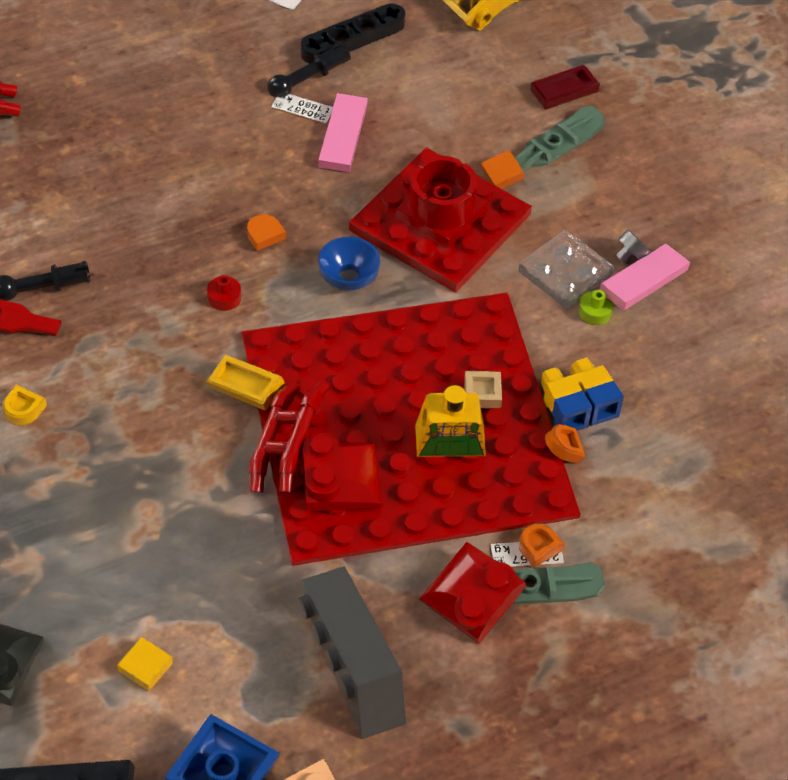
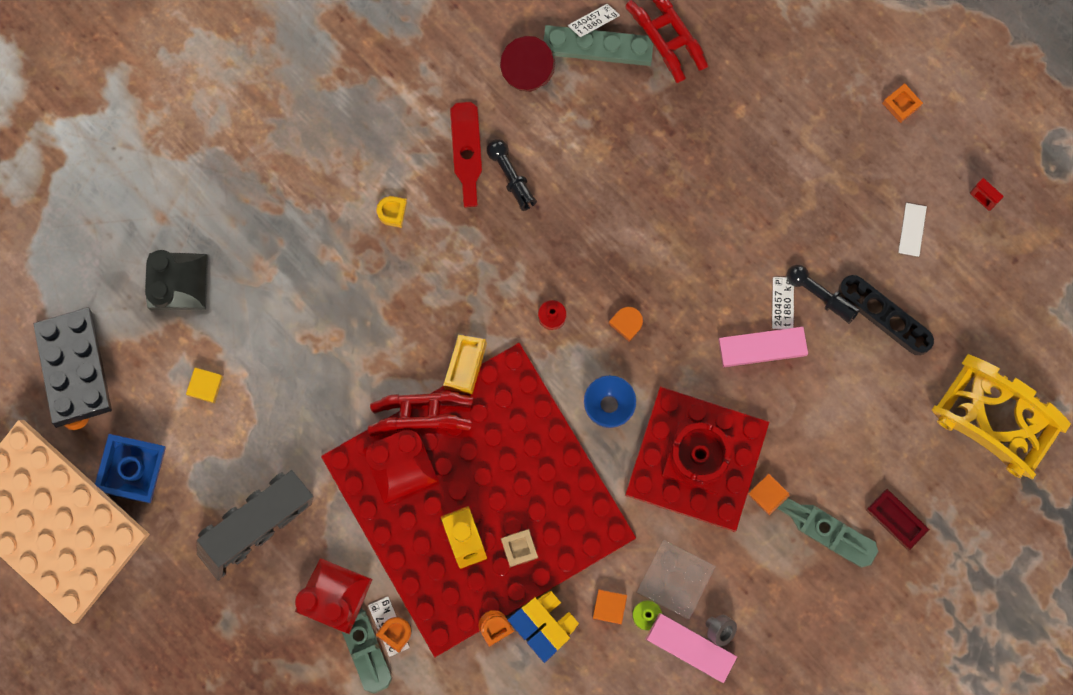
camera: 75 degrees right, 25 degrees up
(576, 336) = (609, 607): none -> orange tile

